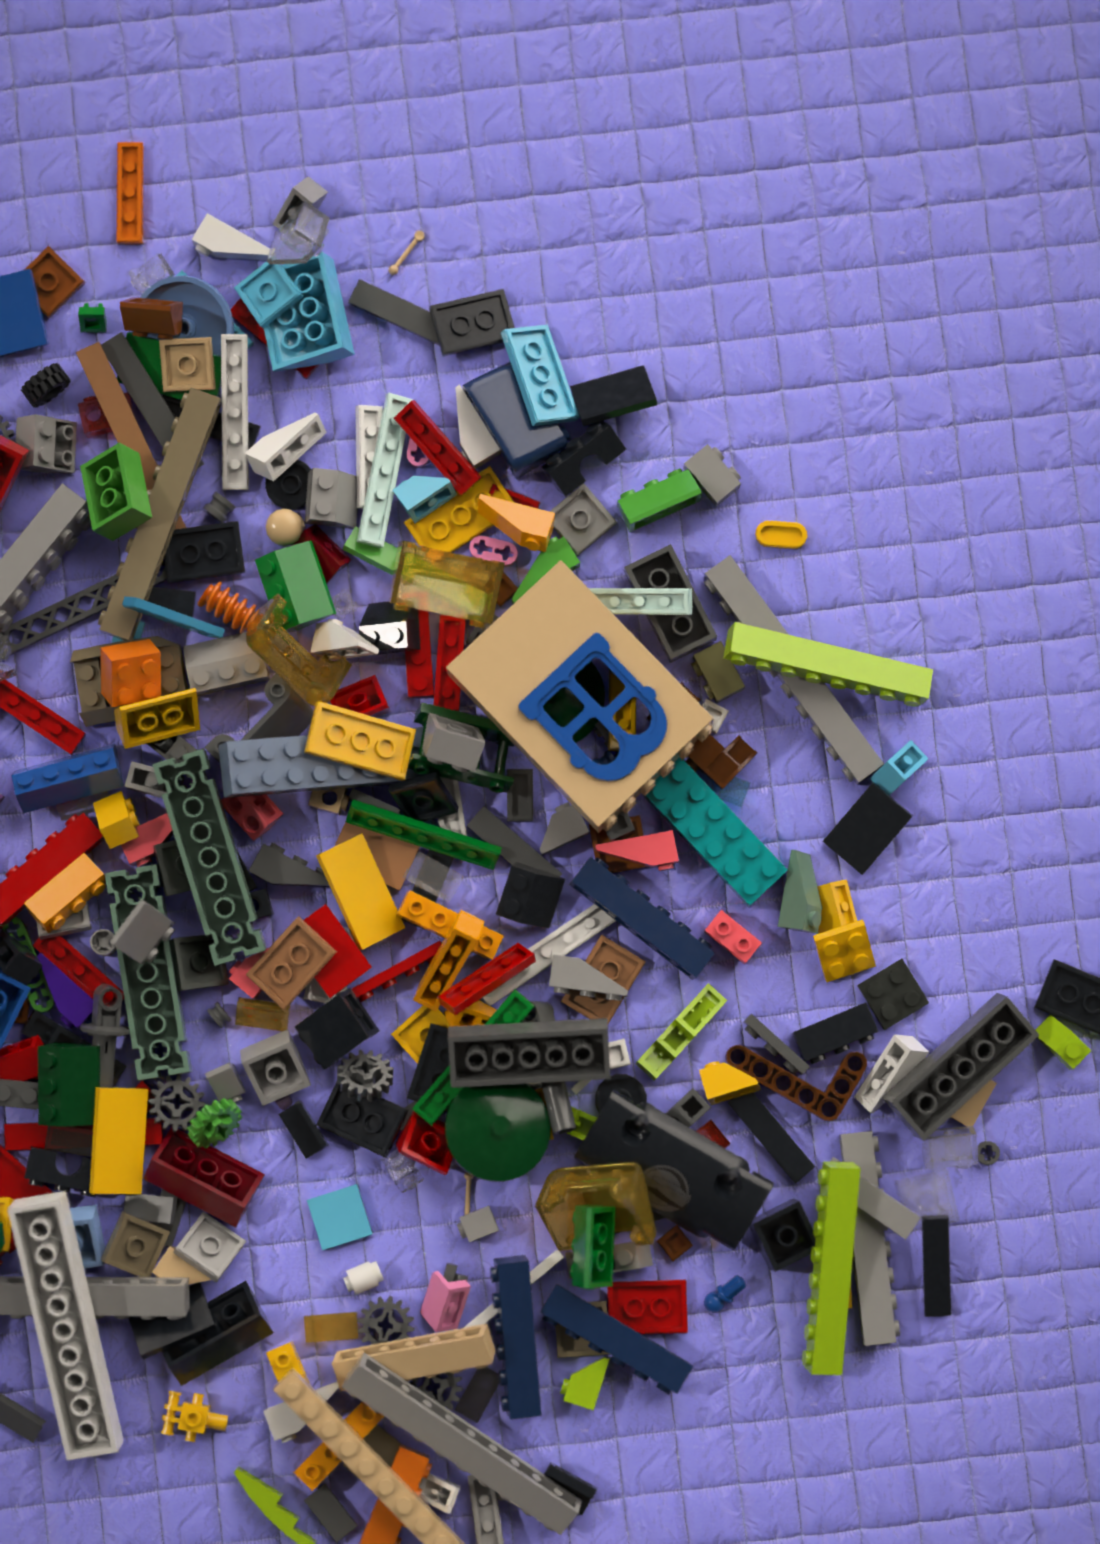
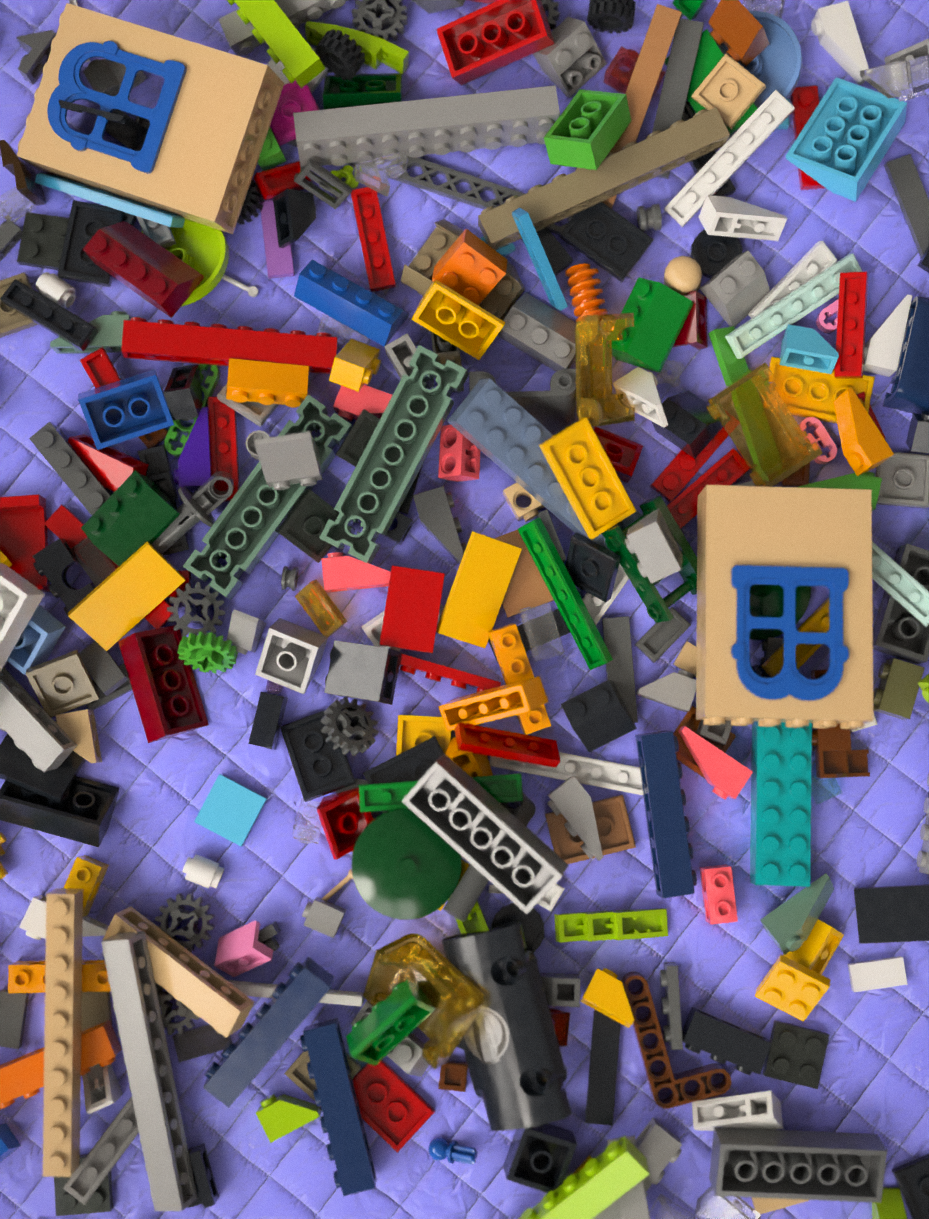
camera: 45 degrees right, 0 degrees up
(209, 1246) = (115, 738): light grey tile -> none
(268, 293) = (837, 97): medium azure tile -> none
(291, 963) = (377, 591): medium nougat tile -> none
(331, 1327) = (145, 883): clear yellow tile -> none
(552, 796) = (687, 658): none -> tan tile
(895, 883) = (877, 974): none -> white tile

